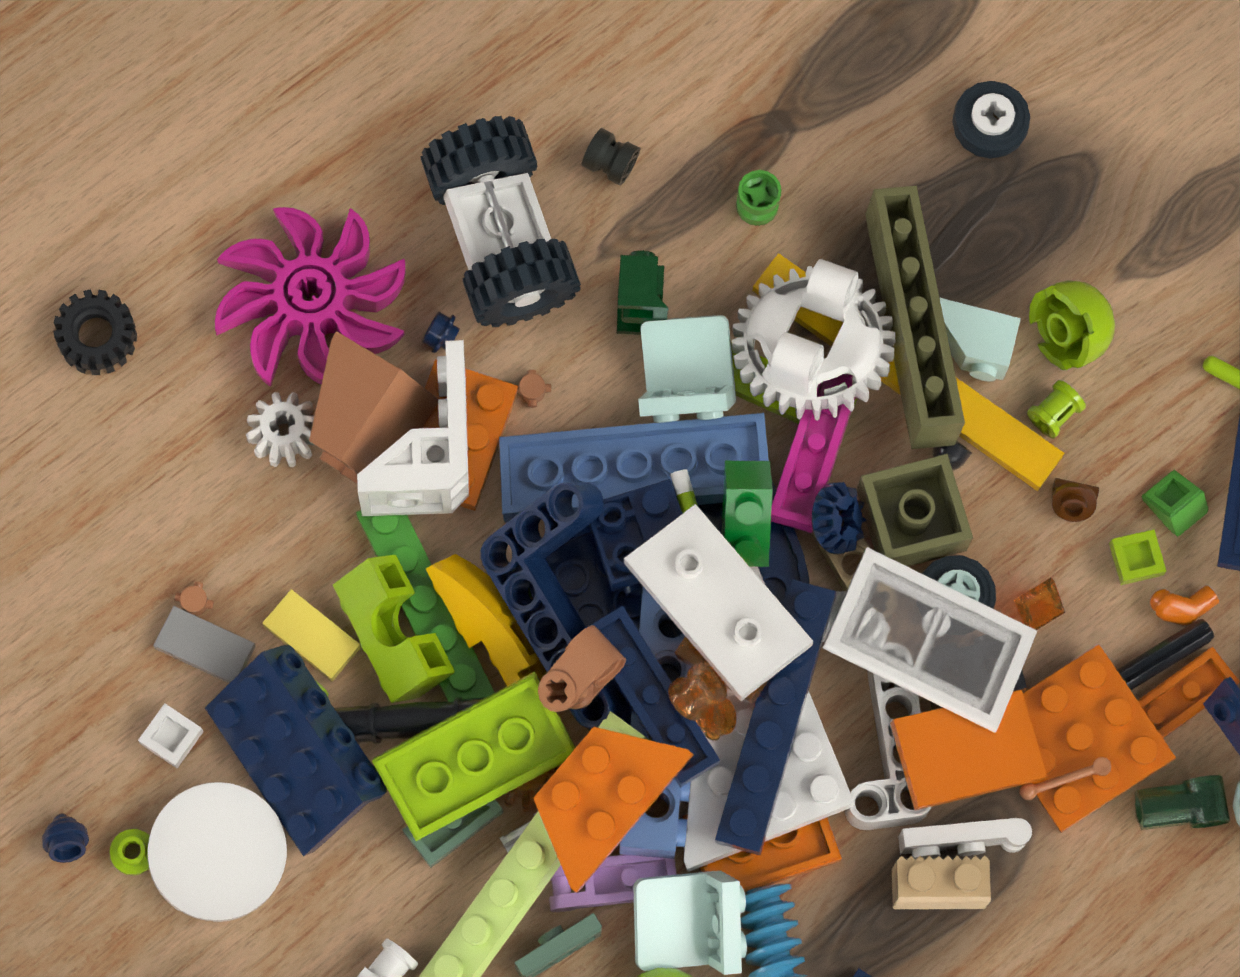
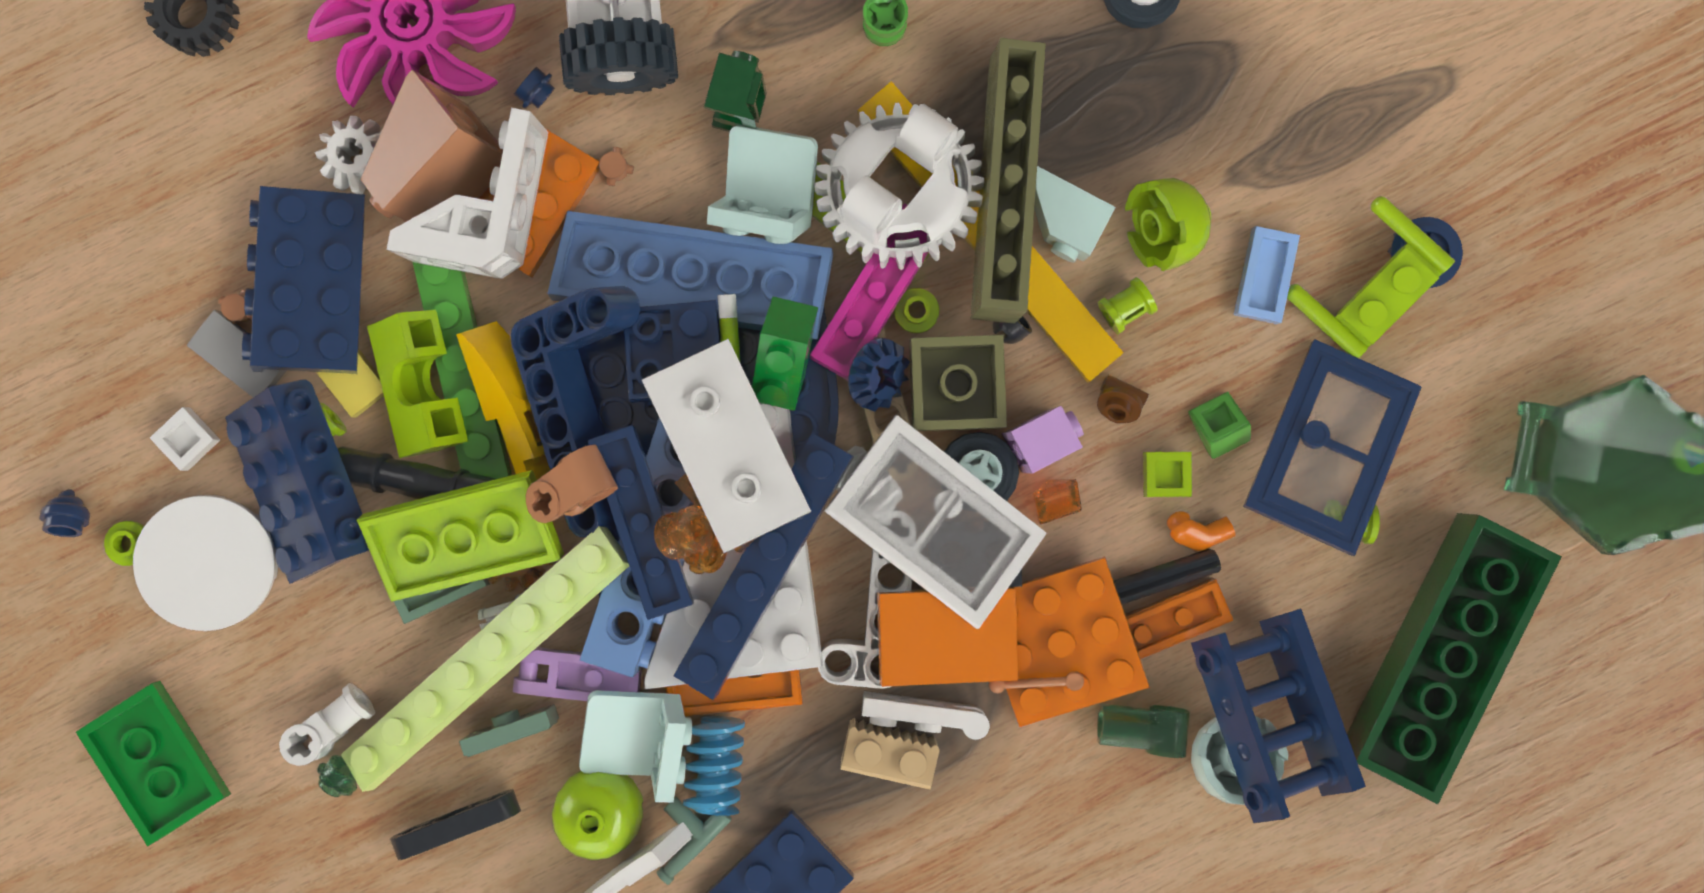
camera: 10 degrees right, 15 degrees up
(260, 556) = (305, 281): none -> dark blue bracket
(602, 796) = (567, 613): orange wing -> none
(856, 470) = (922, 324): none -> lime plate
(1010, 543) = (1044, 439): none -> lavender brick
(1180, 354) = (1266, 275): none -> light blue tile

